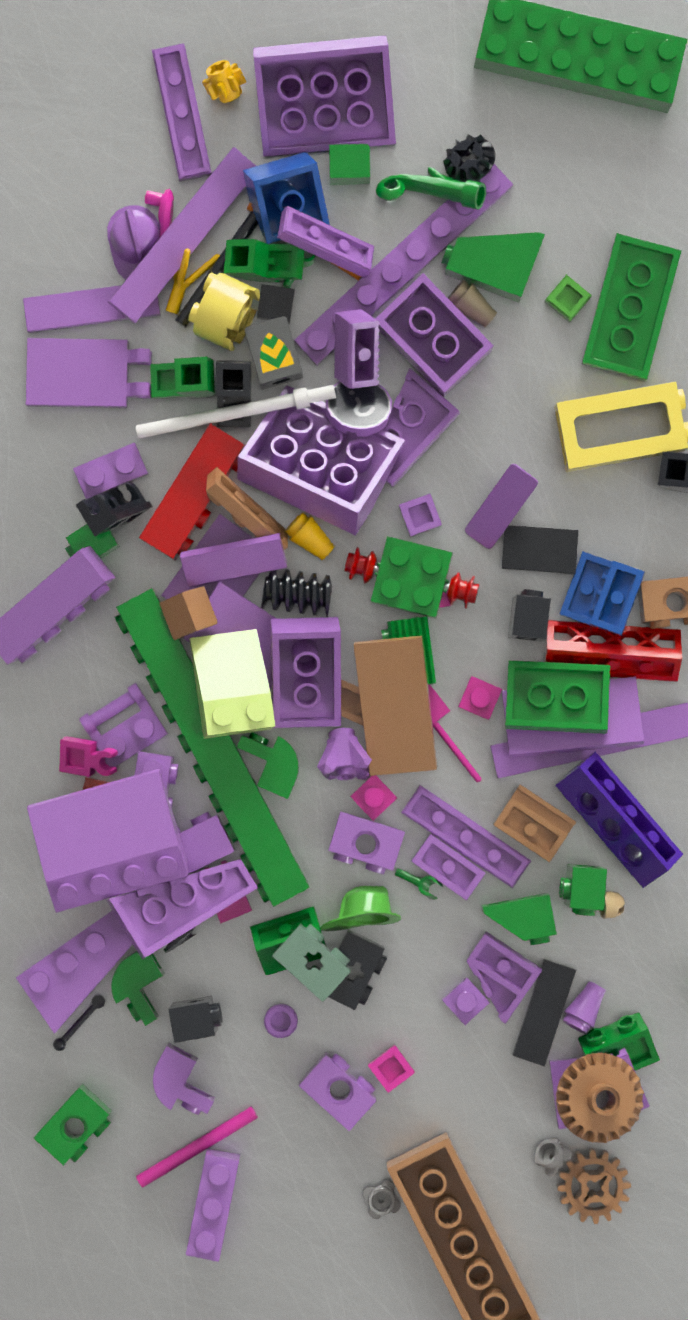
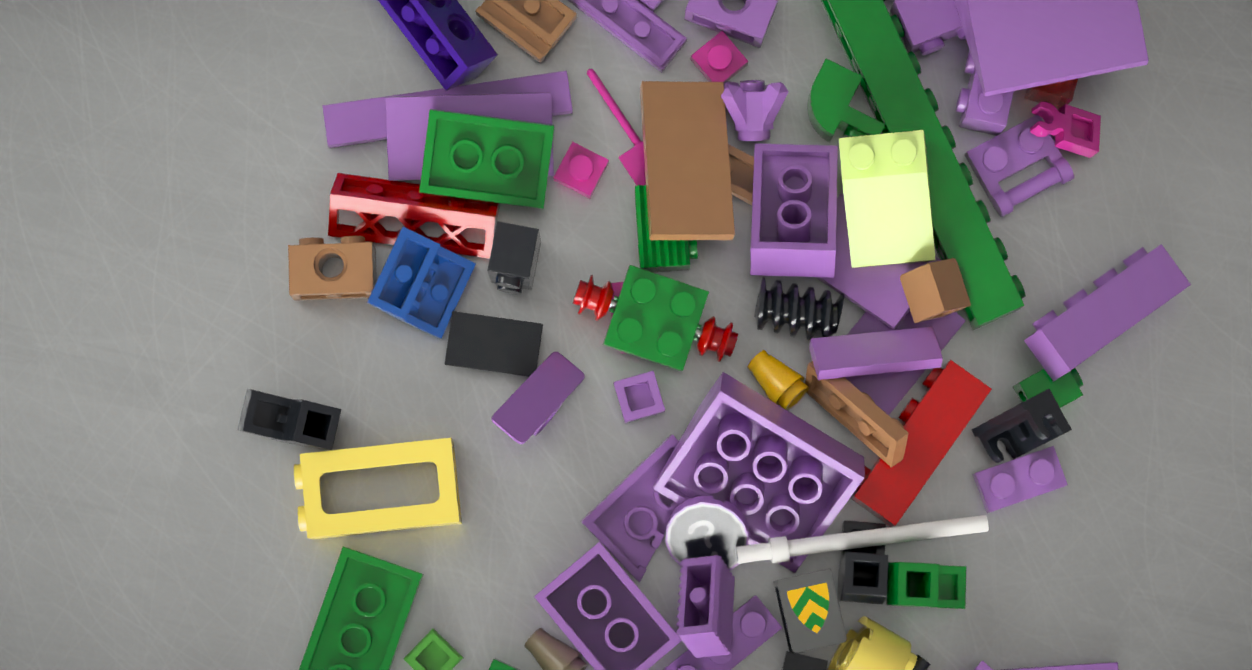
camera: 175 degrees left, 5 degrees down
(83, 373) = (1049, 605): medium lavender tile -> none

